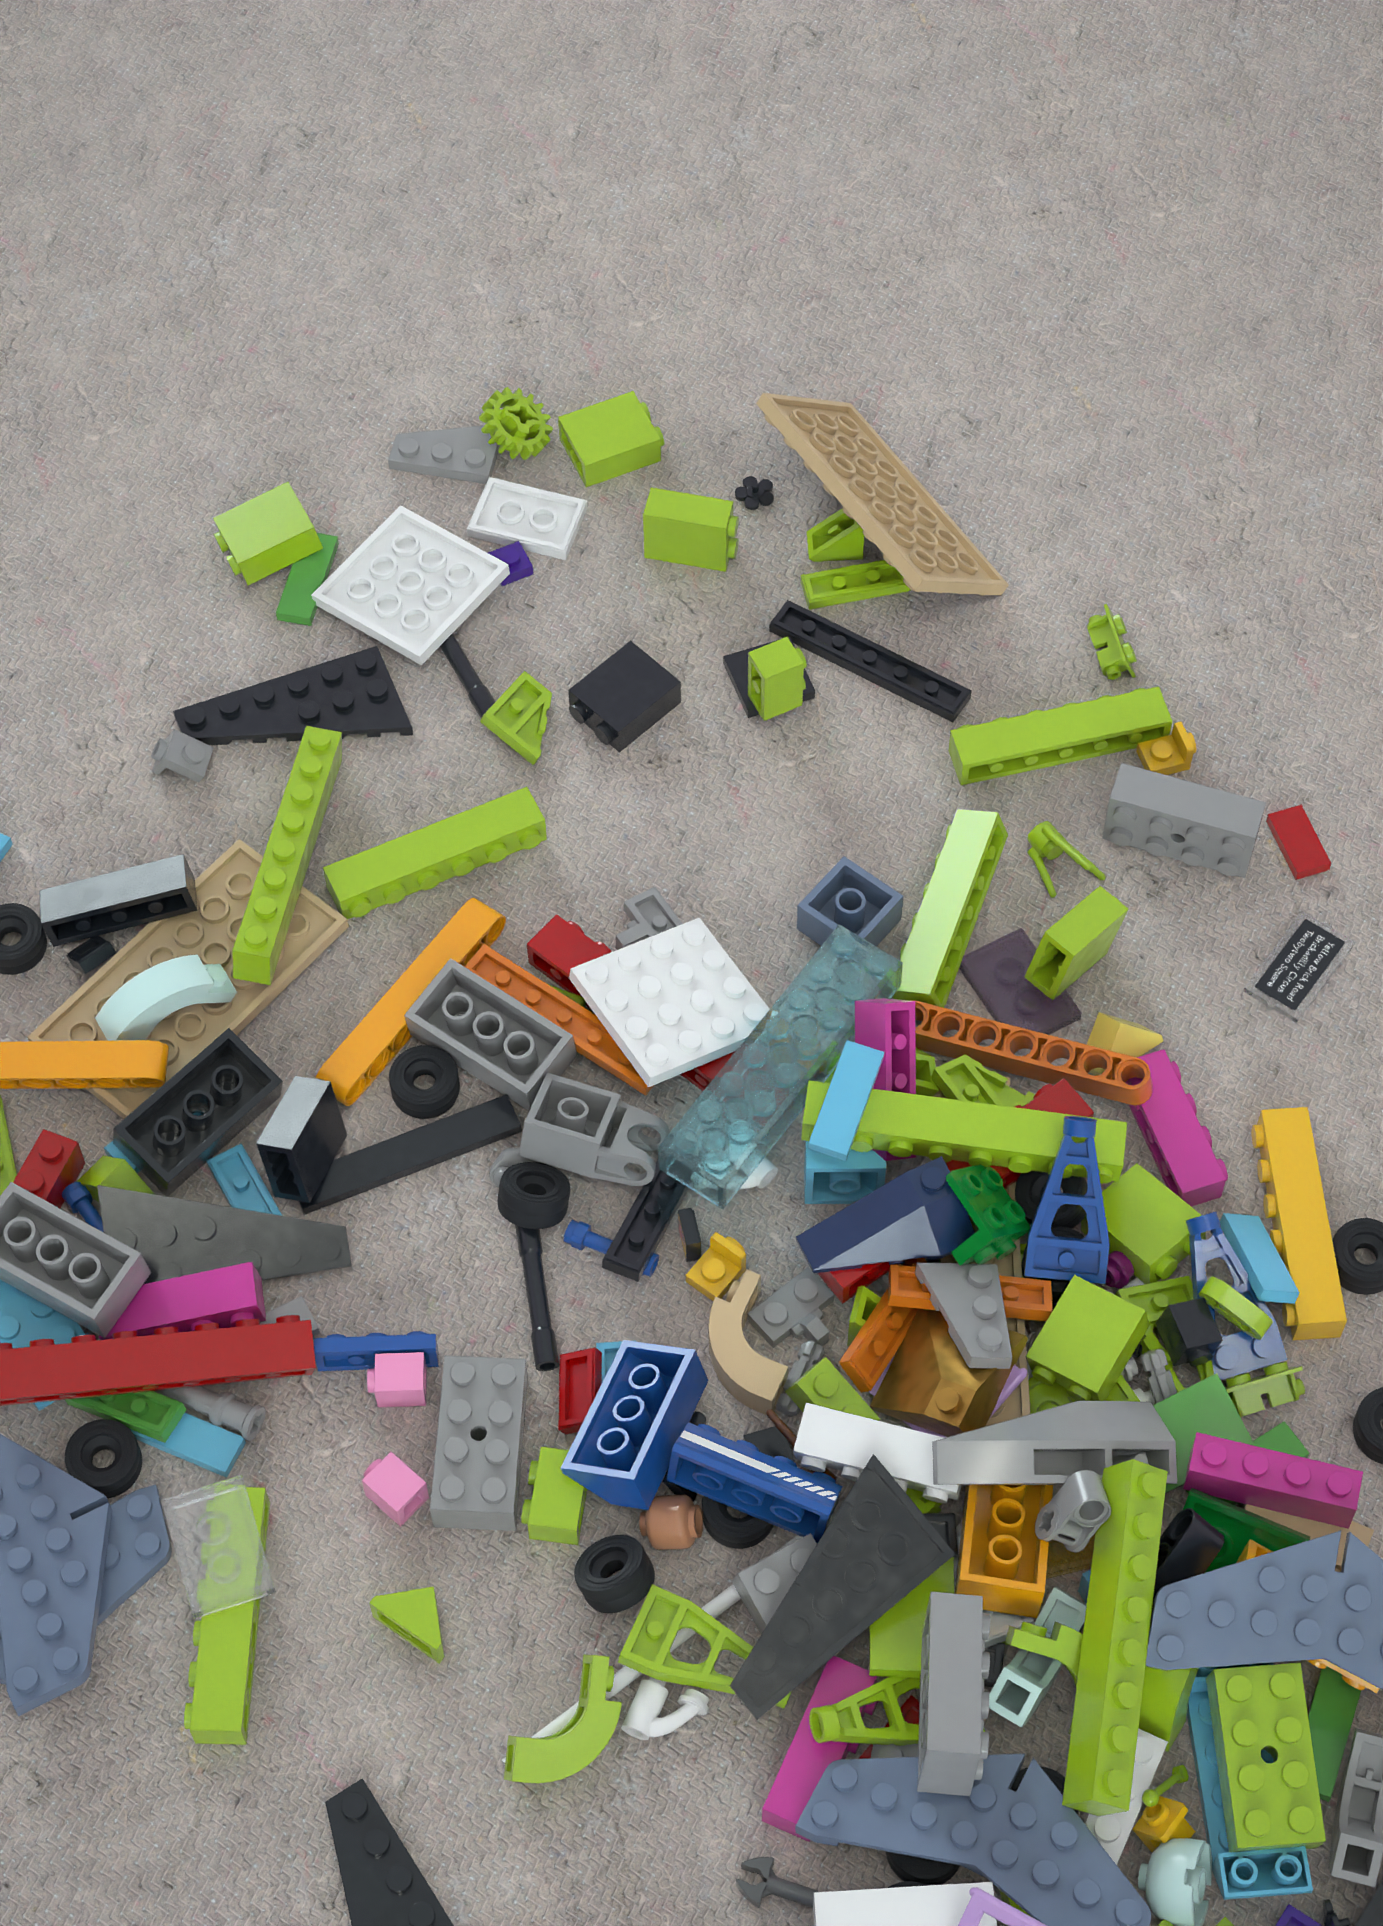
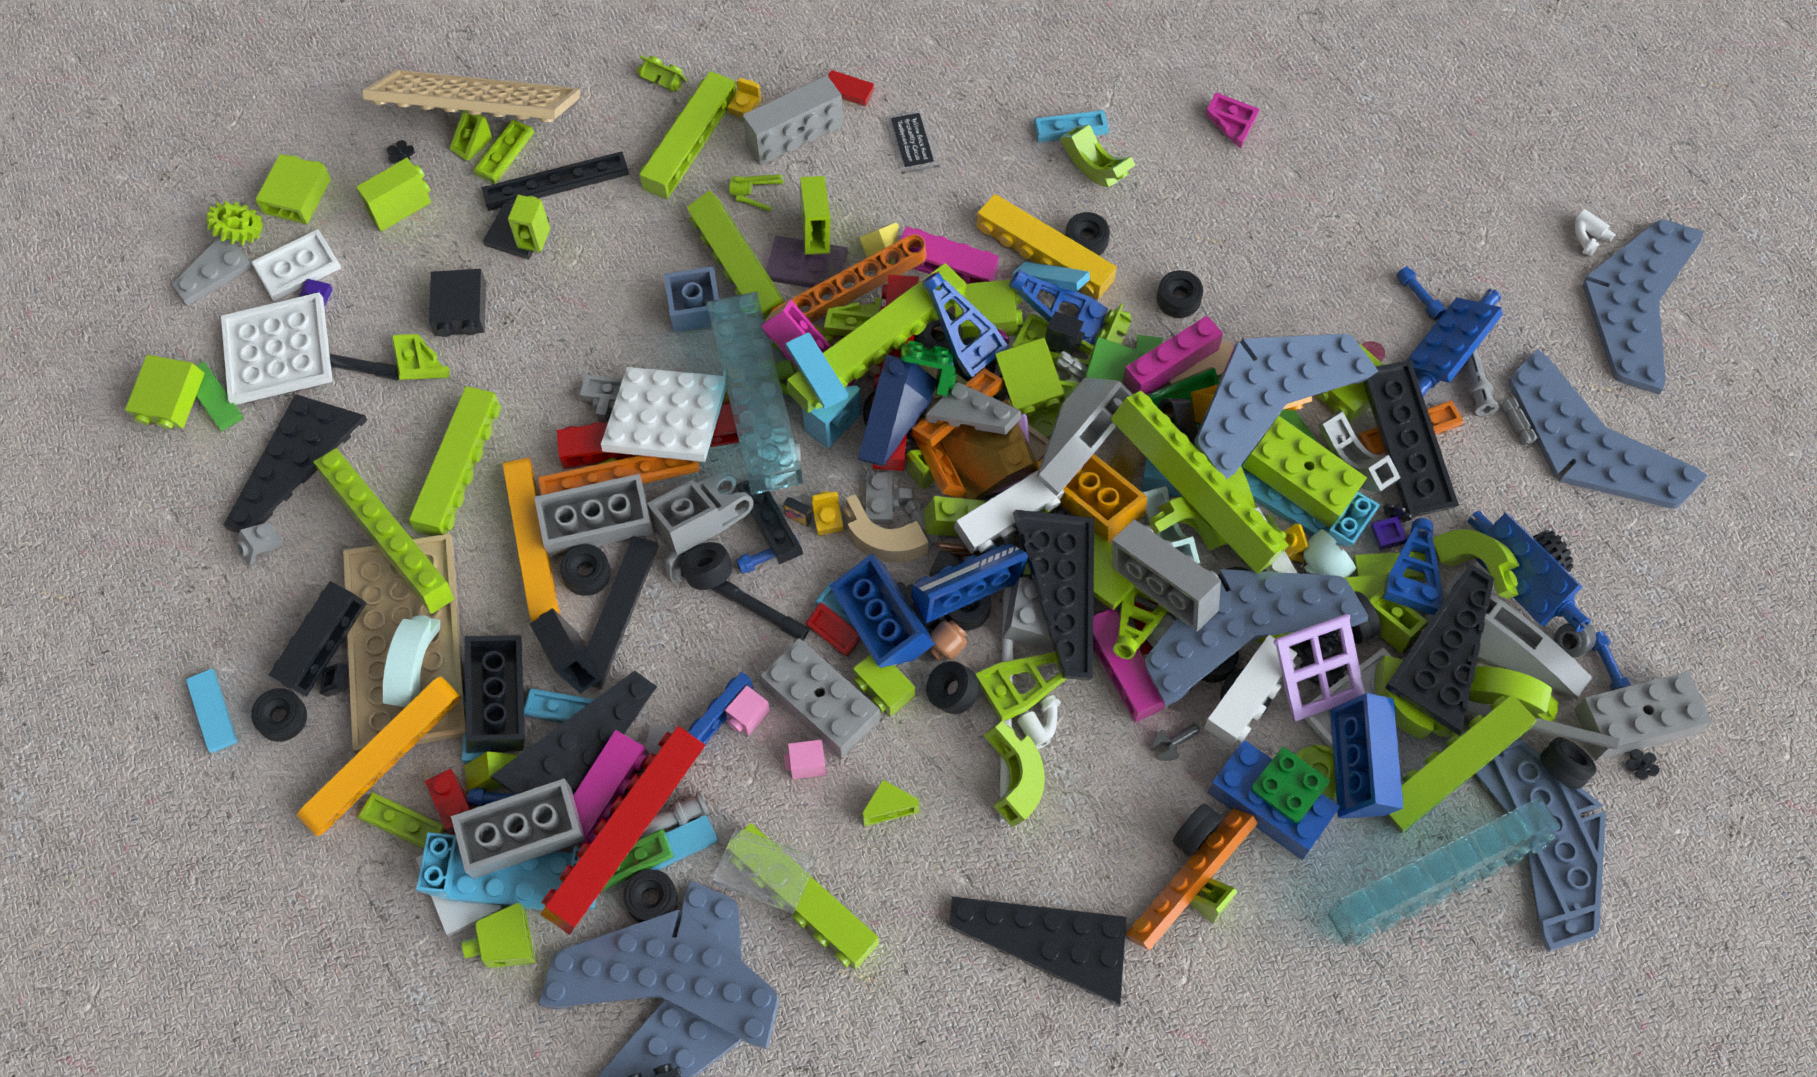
camera: 50 degrees left, 5 degrees up
(1077, 1511) = (1123, 445): light grey piece -> none
(1235, 1308) = (1072, 303): lime beam -> none

